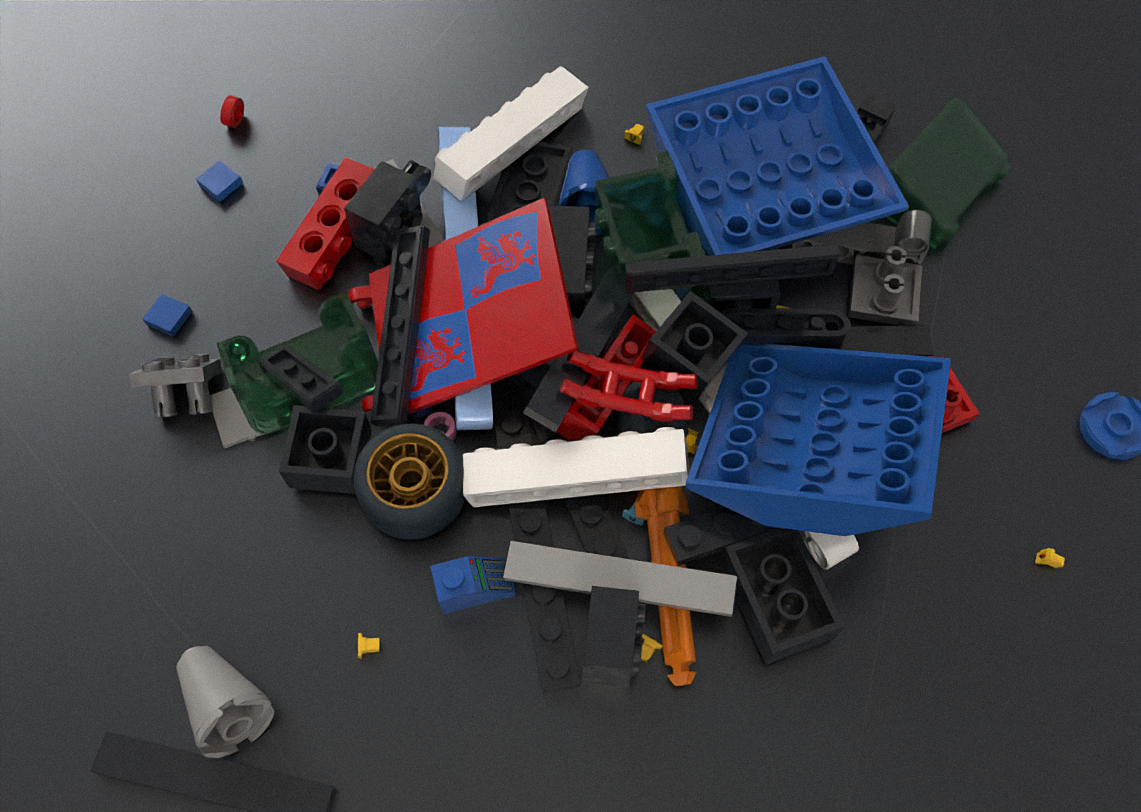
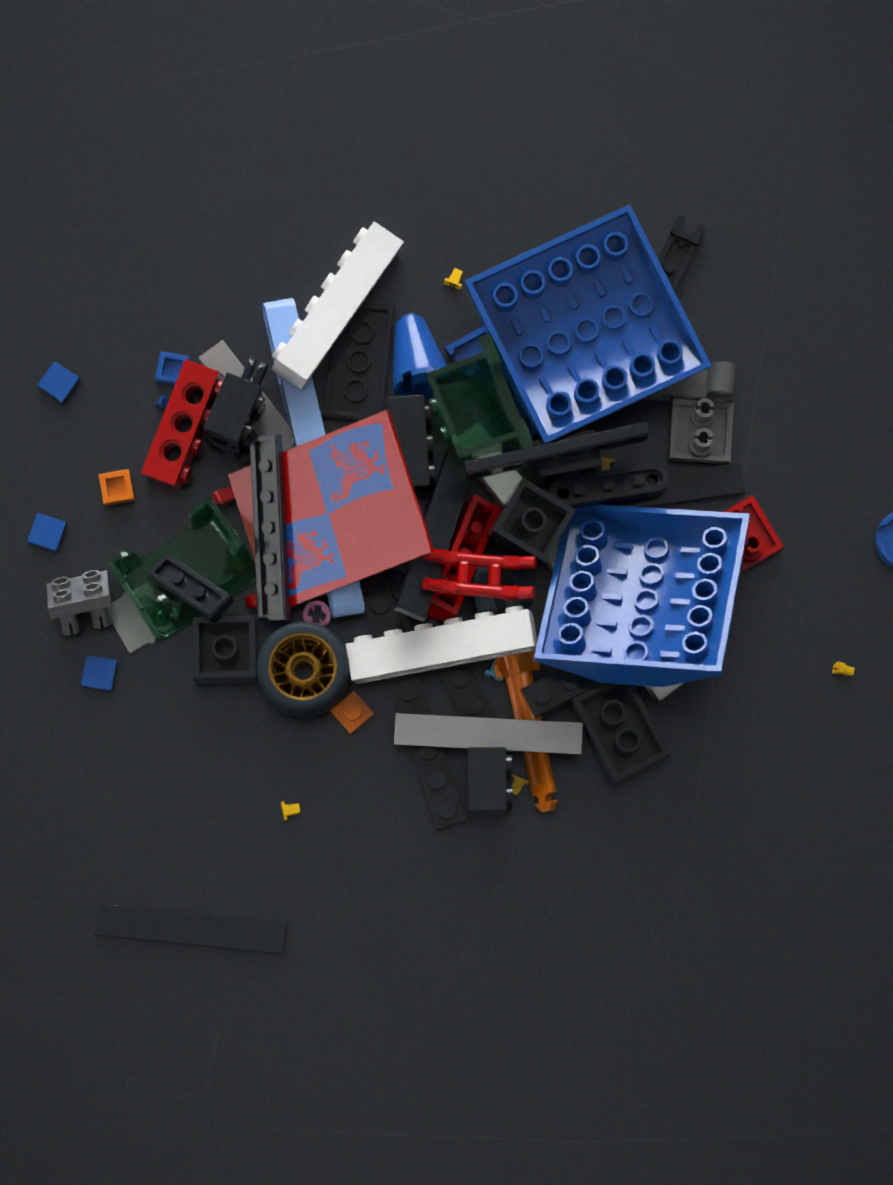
camera: 10 degrees left, 15 degrees up
(183, 463) = (99, 673): none -> blue tile
(220, 702) = (185, 868): light grey cone -> none
(232, 111) = (54, 303): red tile -> none
(251, 278) = (116, 487): none -> orange plate
(462, 538) = (352, 712): none -> orange plate
(470, 582) = (367, 749): blue slope -> none
(690, 439) = (537, 605): yellow piece -> none
(948, 168) = (753, 302): clear green windscreen -> none

